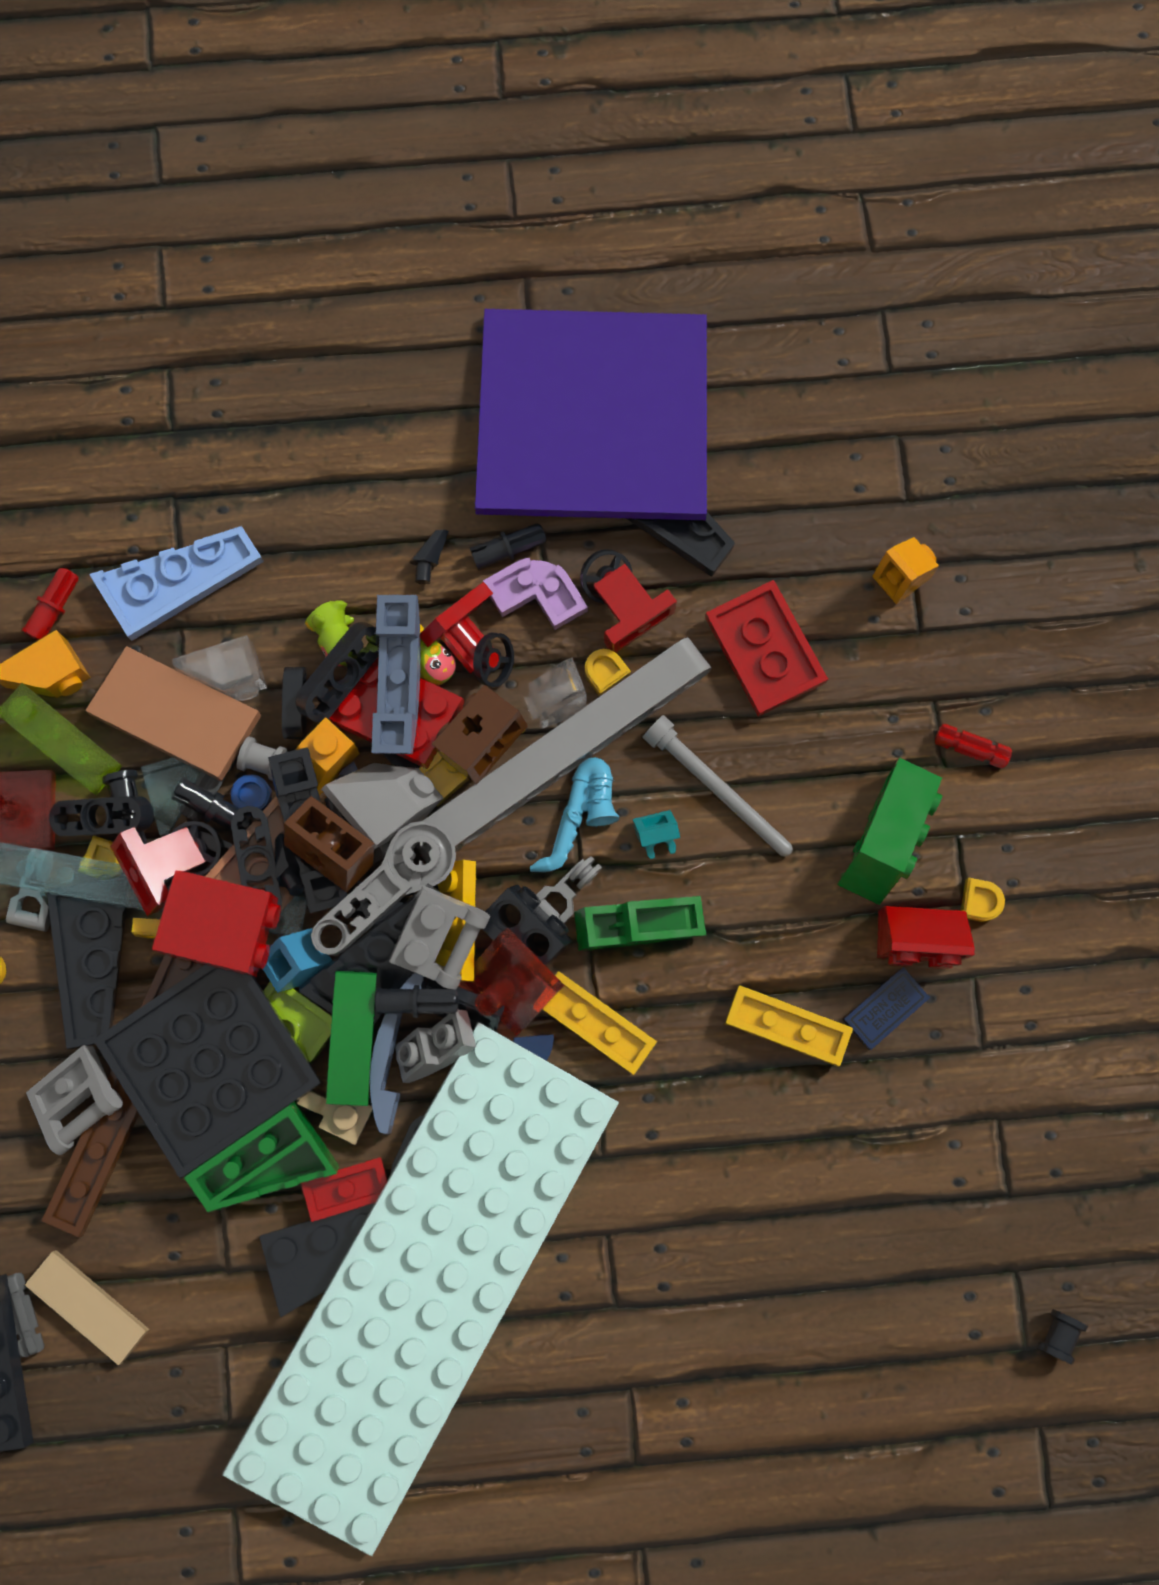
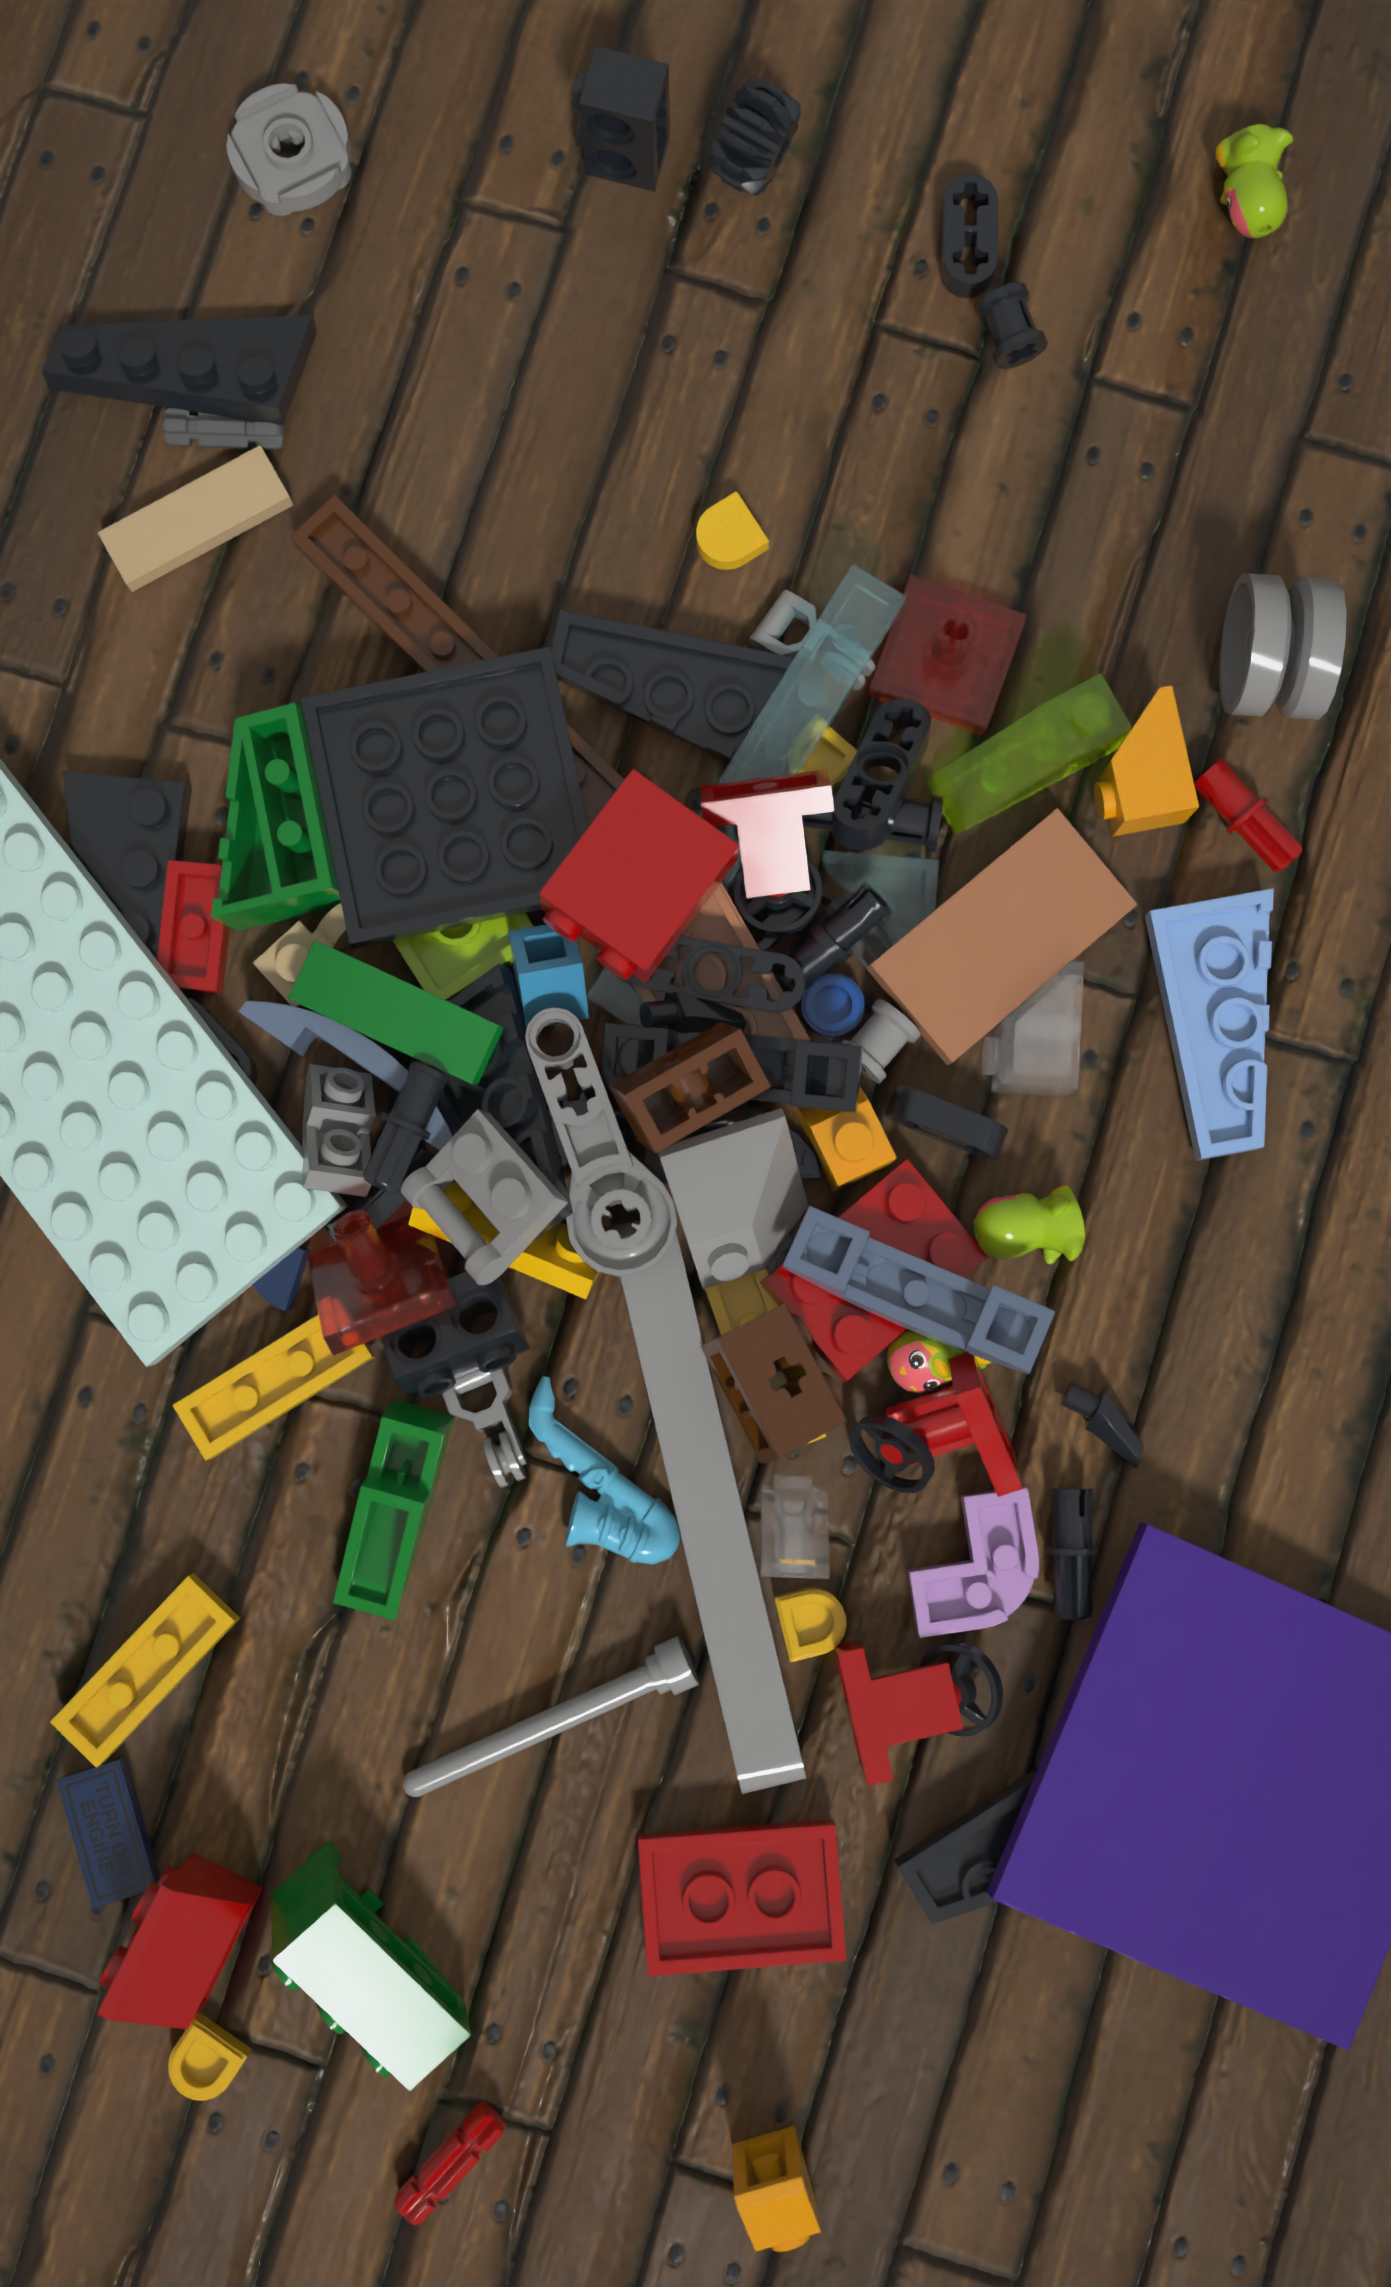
camera: 115 degrees right, 5 degrees up
(65, 1090) = (502, 590): light grey plate -> none
(145, 927) = (687, 782): yellow tile -> none
(324, 673) = (952, 1160): black beam -> none
(657, 829) = (522, 1596): teal tile -> none

